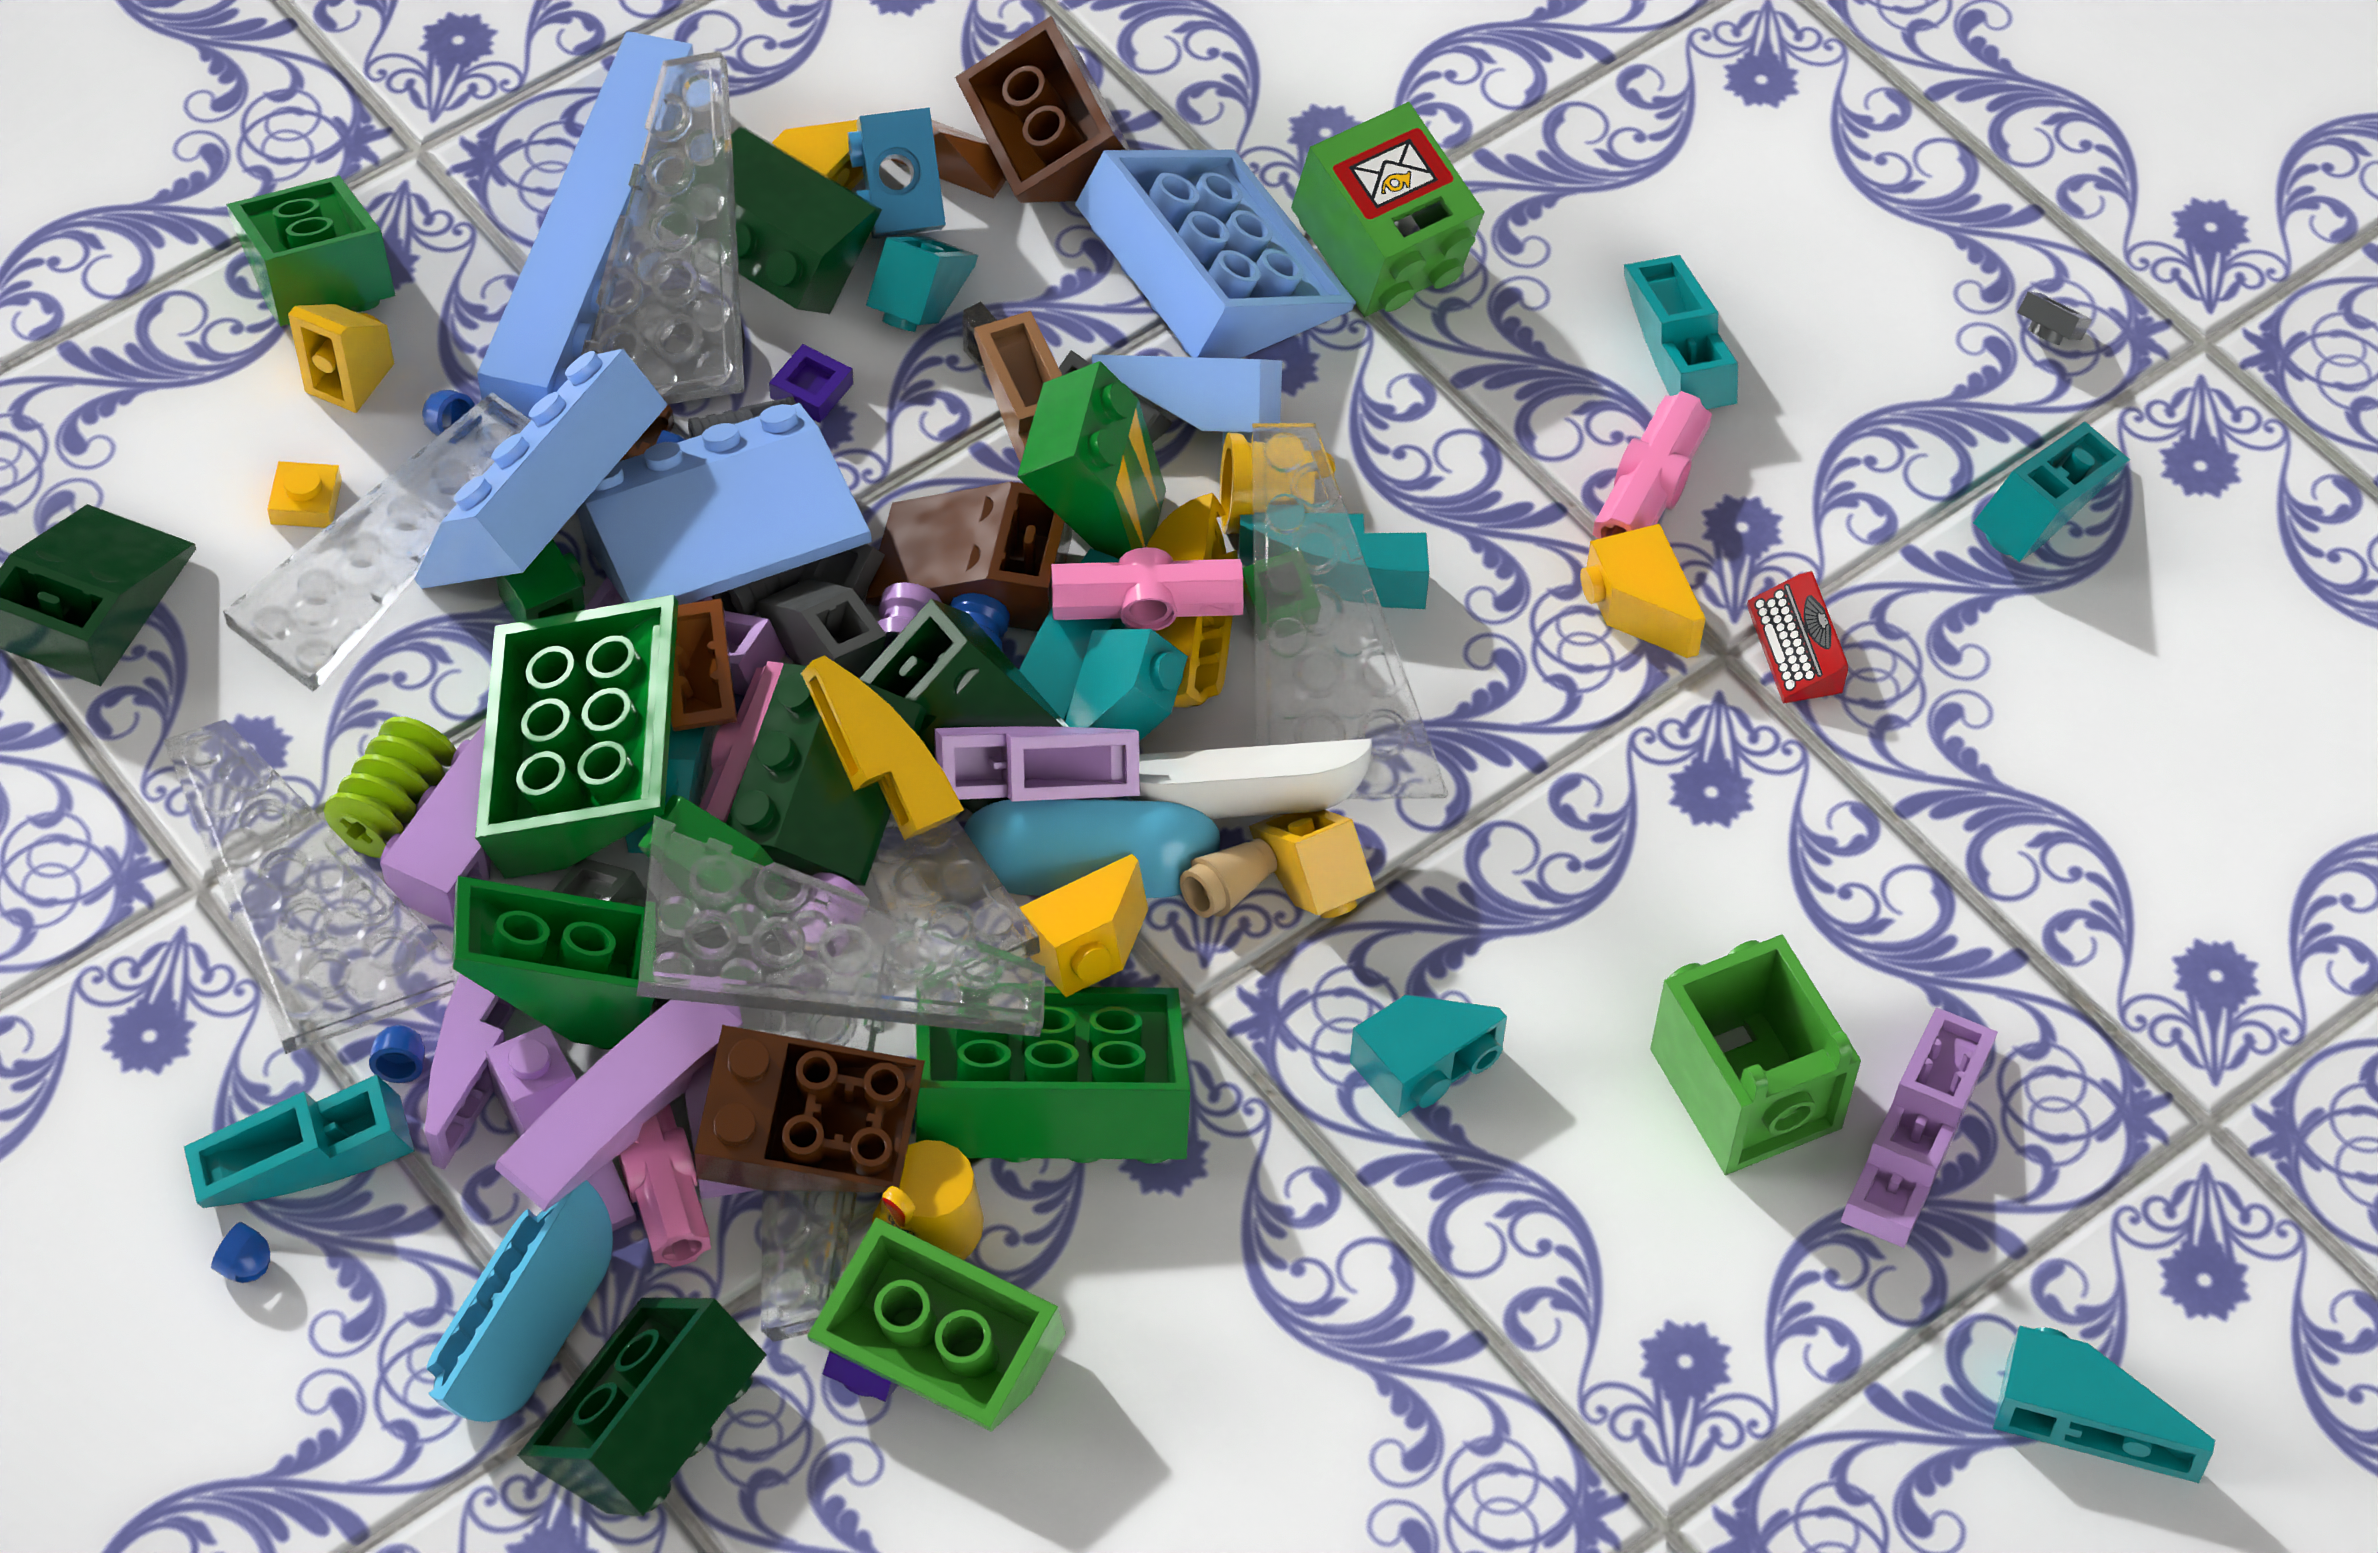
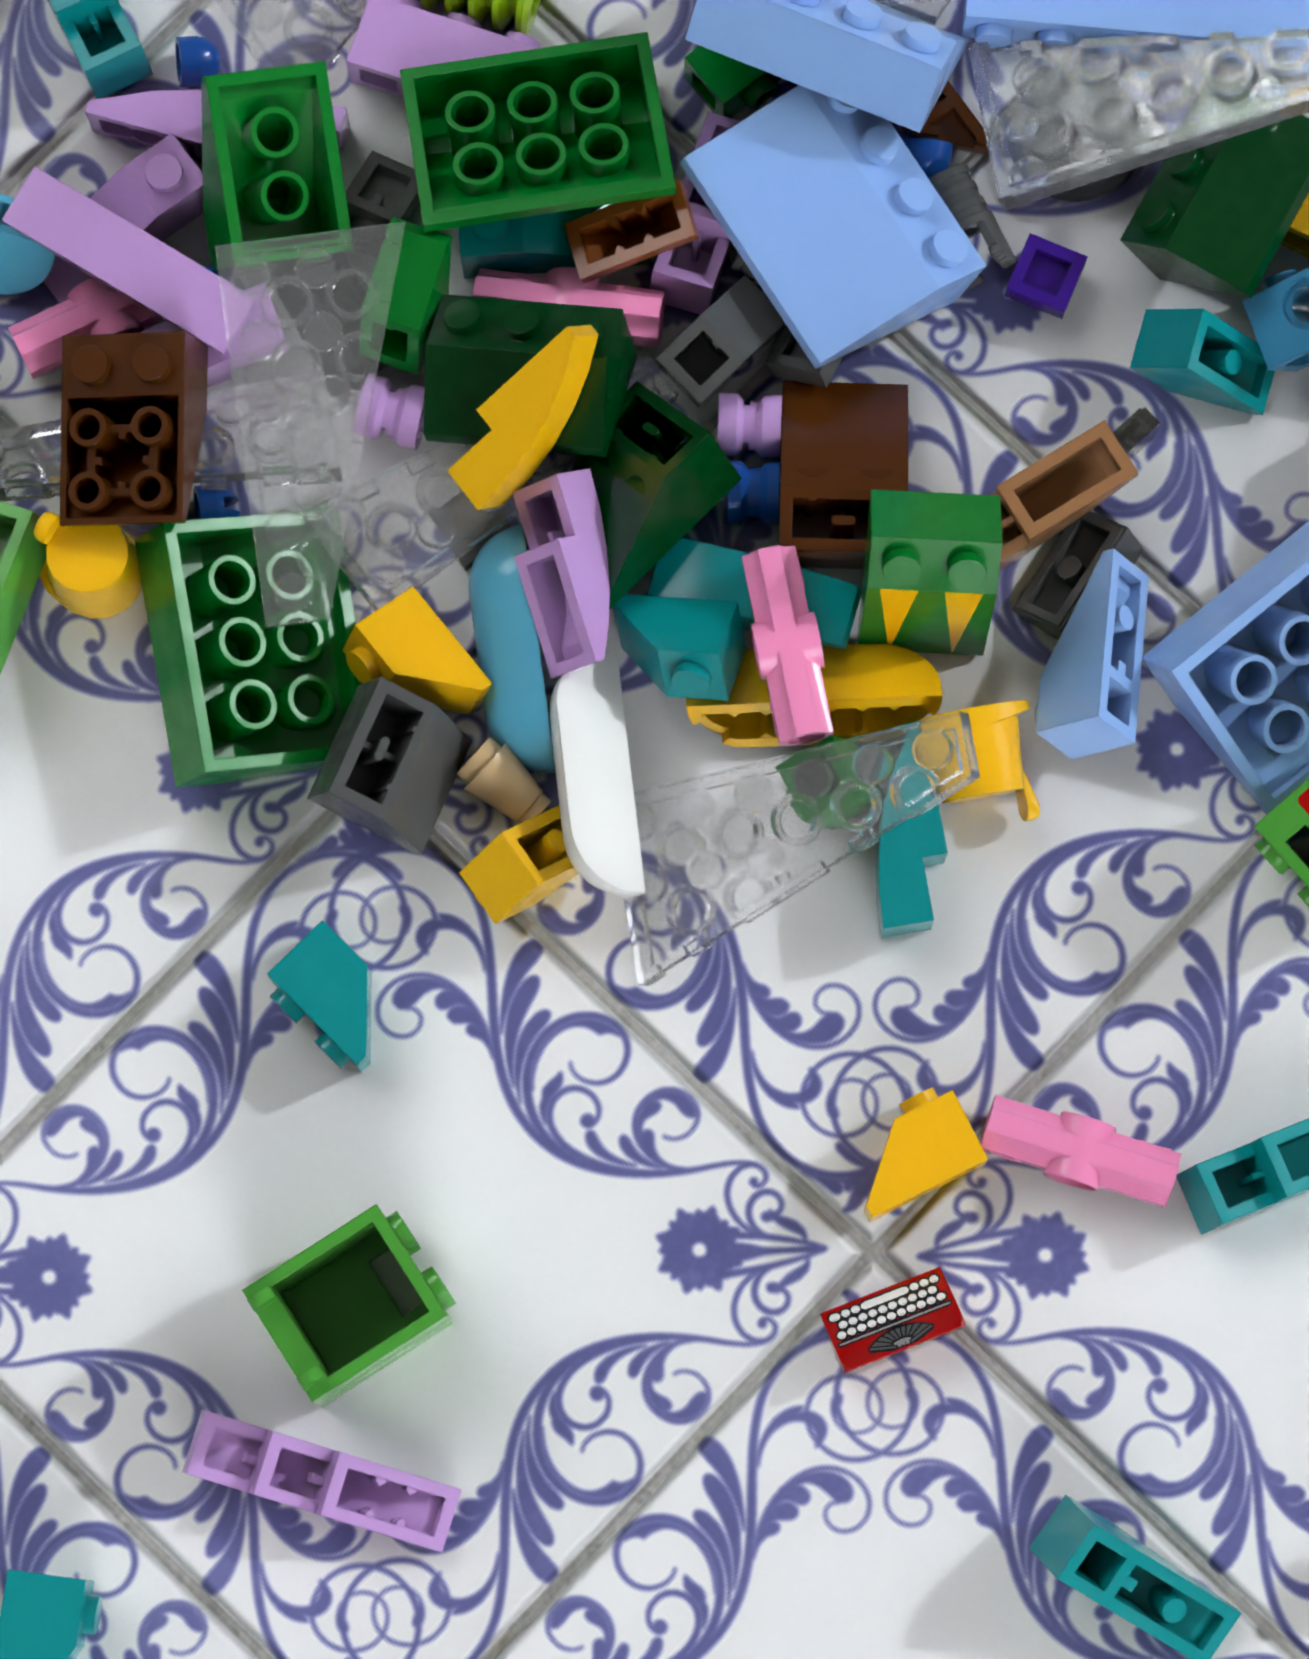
camera: 85 degrees right, 25 degrees up
(1192, 957) = (391, 764): none -> dark grey slope

